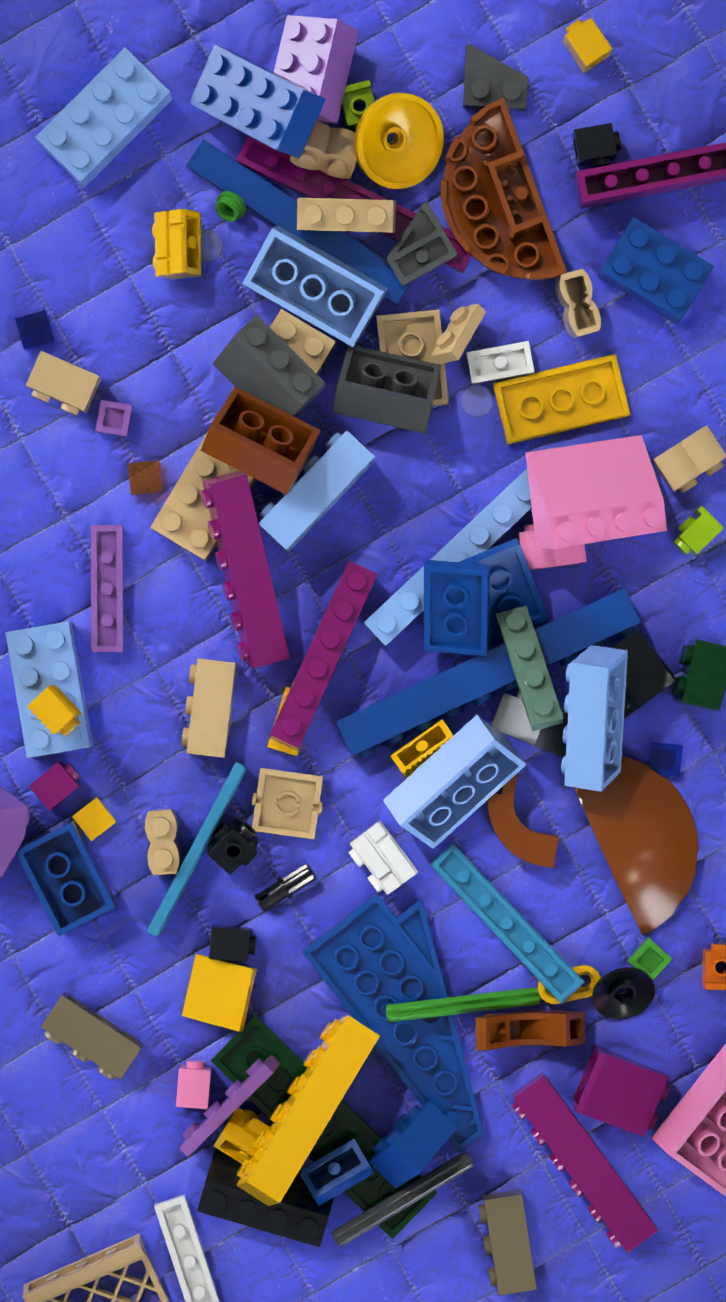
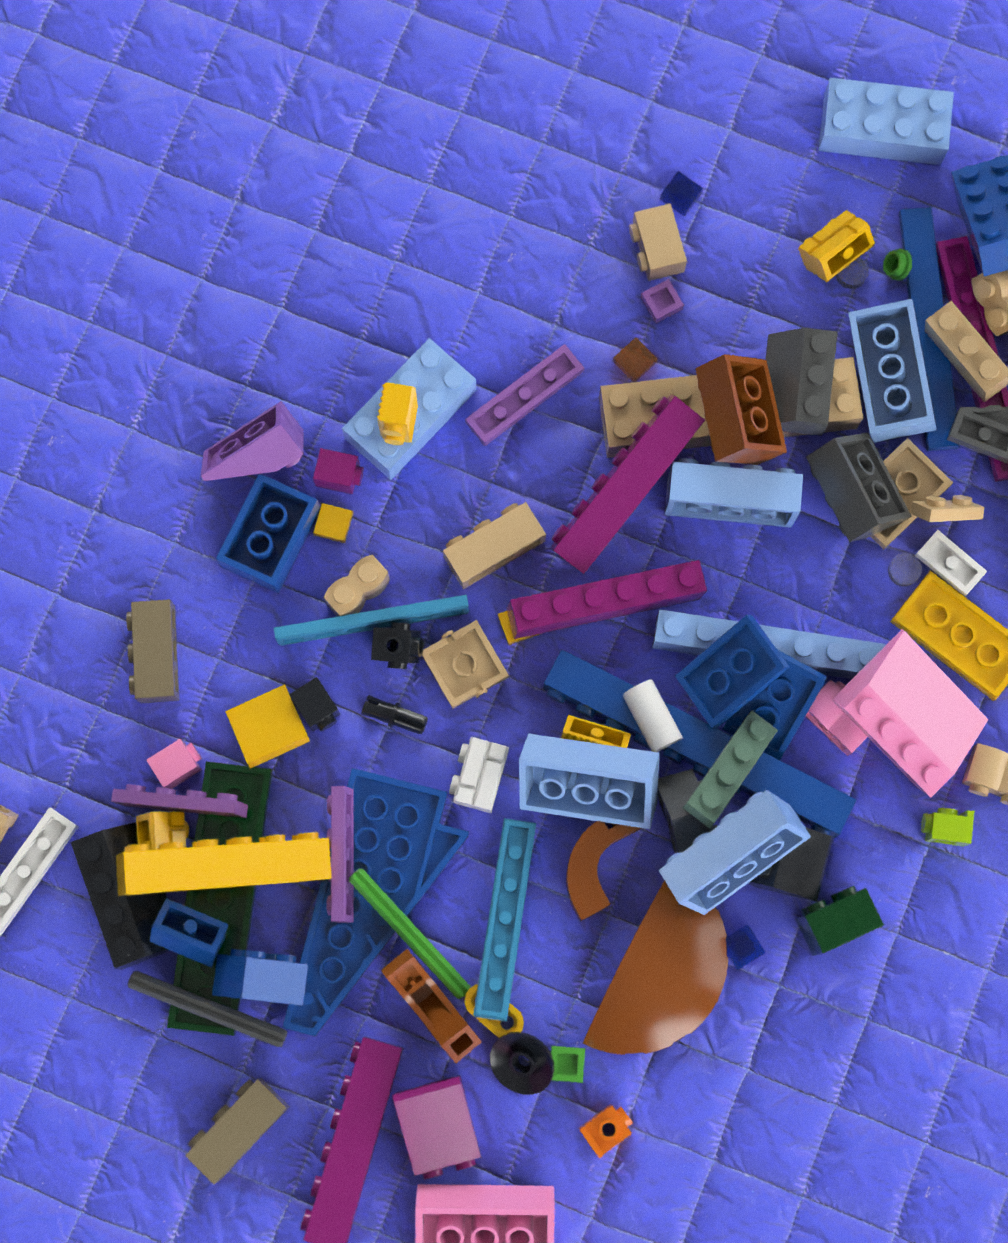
camera: 55 degrees right, 10 degrees down
(354, 1004) = (341, 841): none -> medium lavender plate
(442, 693) = (652, 716): none -> white brick

